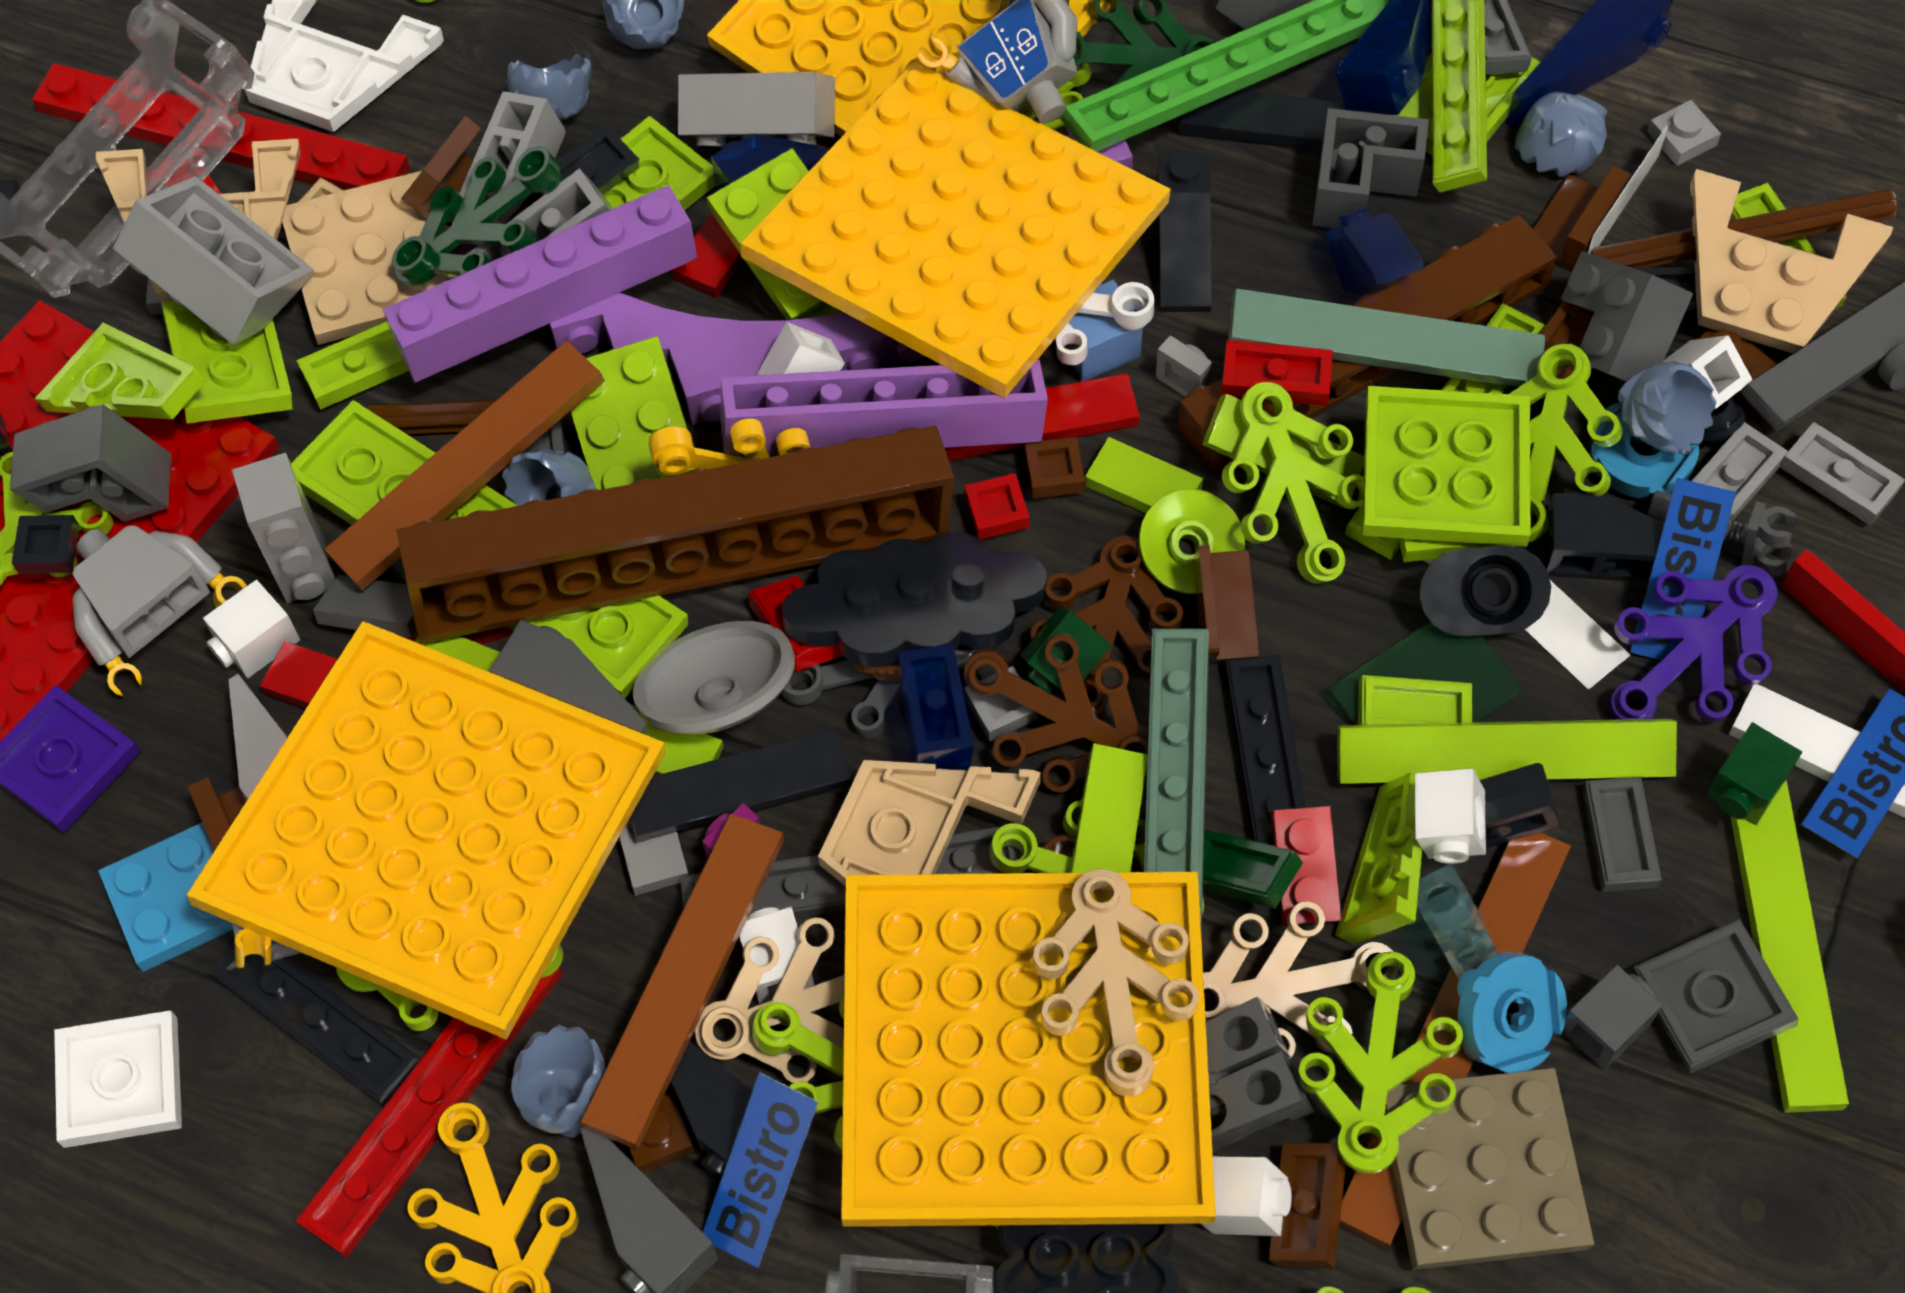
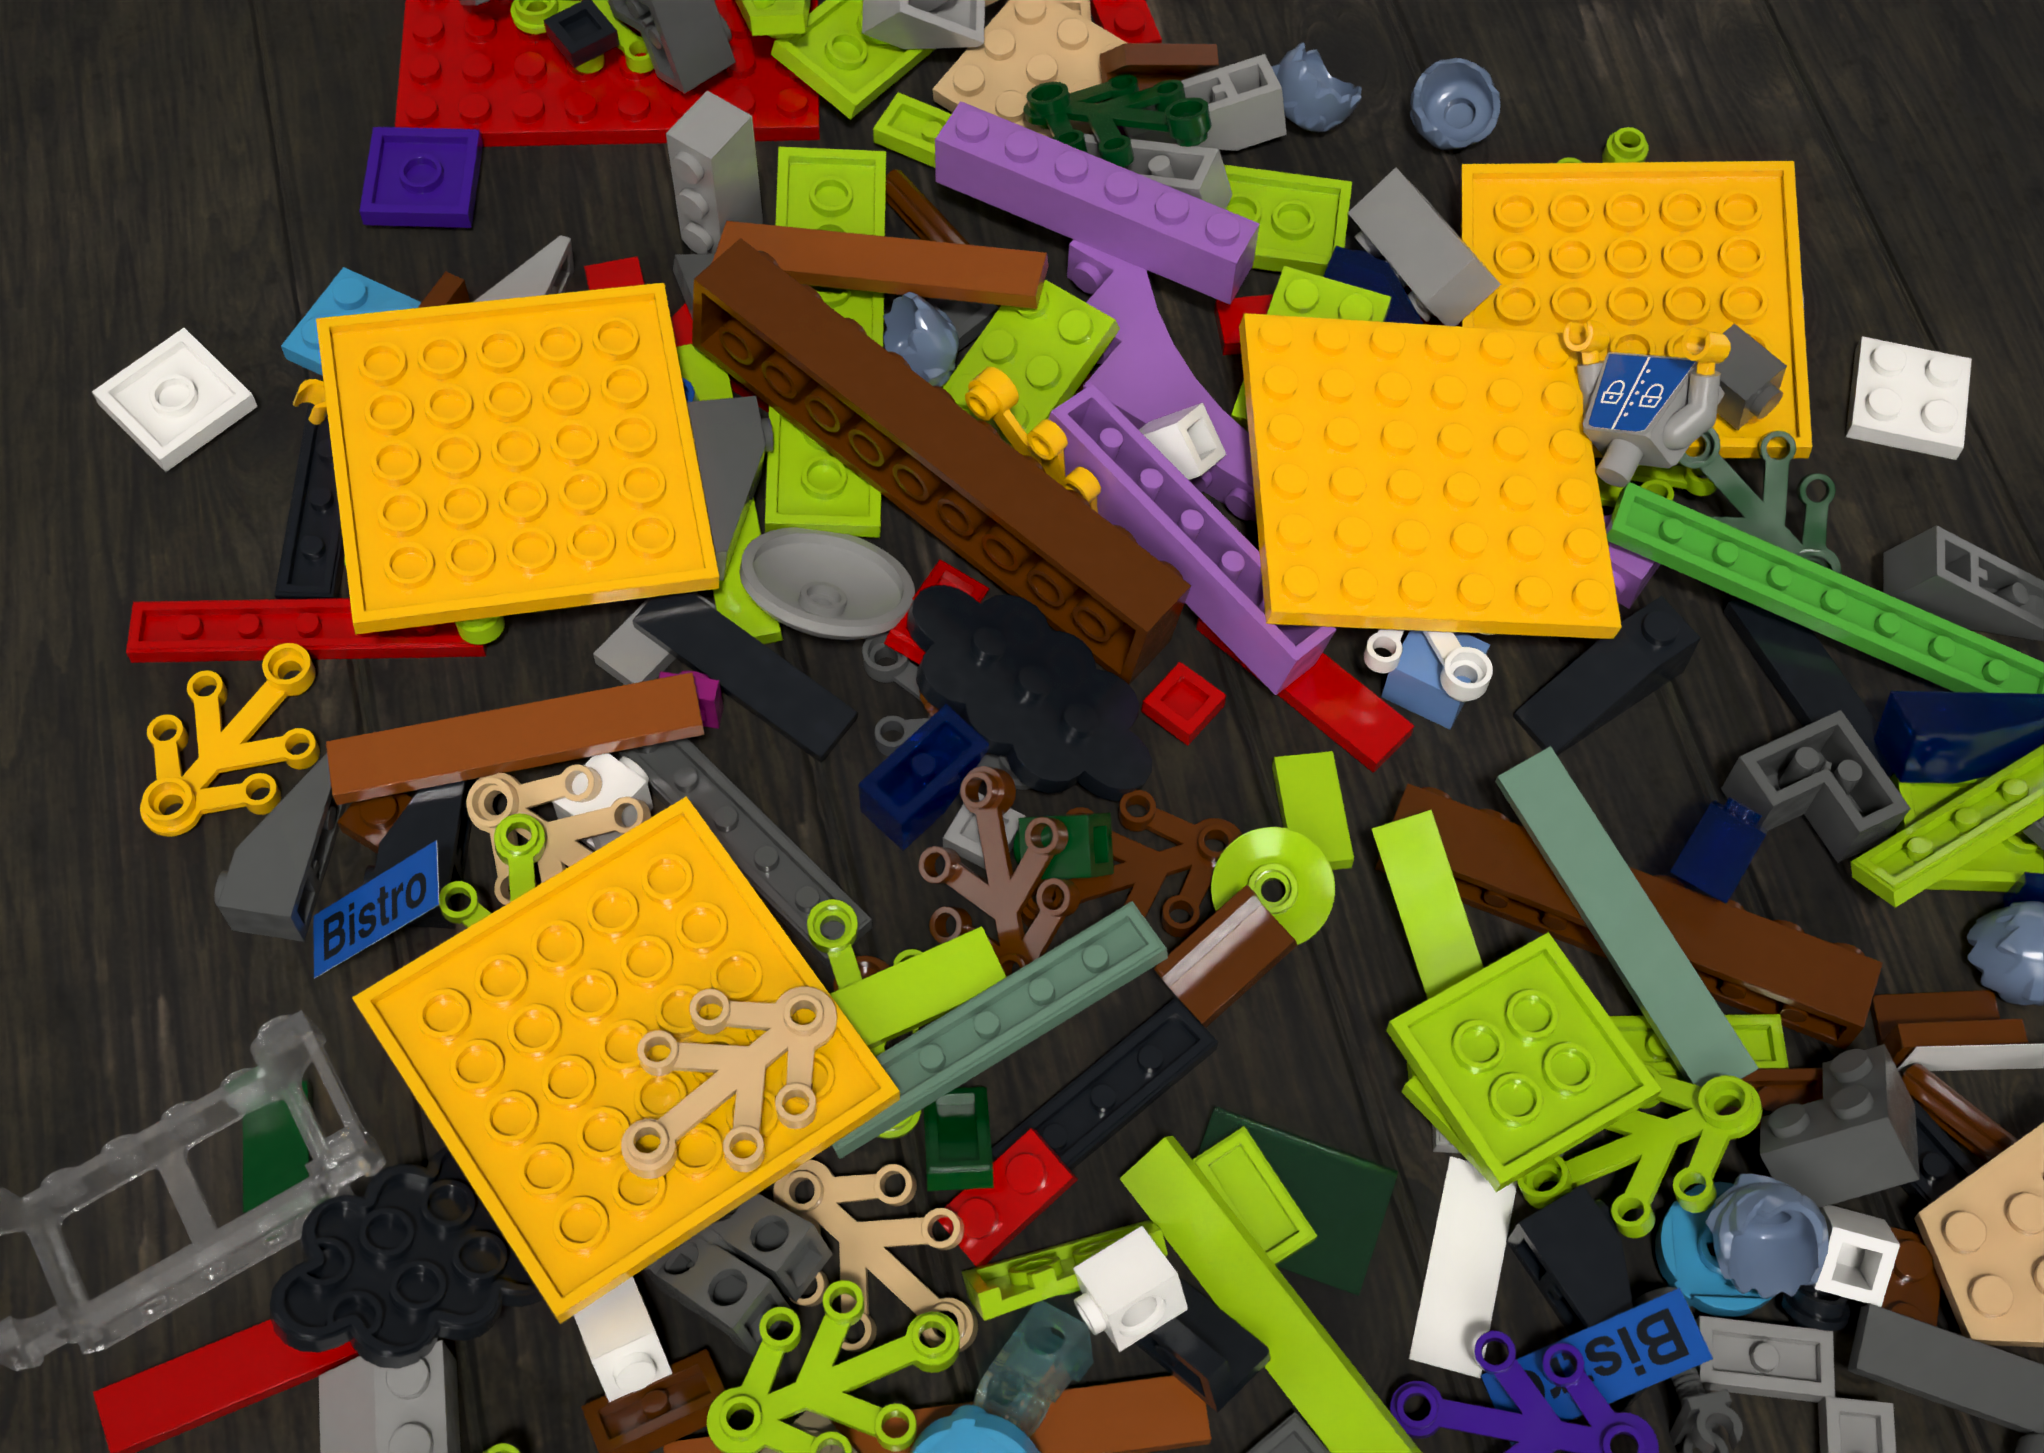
camera: 50 degrees right, 0 degrees up
(137, 589) = (592, 121): light grey torso -> none
(249, 629) = (627, 224): white brick -> none
(557, 1079) = (367, 701): sand blue hair -> none
(601, 158) = (1258, 169): black panel -> none
(906, 814) = (805, 819): tan wing -> none
(1054, 467) = (1263, 726): reddish brown plate -> none
(1182, 366) = (1458, 766): light grey plate -> none
(1291, 474) = (1403, 923): lime plant -> none
(1299, 370) = (1499, 844): red plate -> none
(1485, 590) = (1420, 1184): black piece -> none

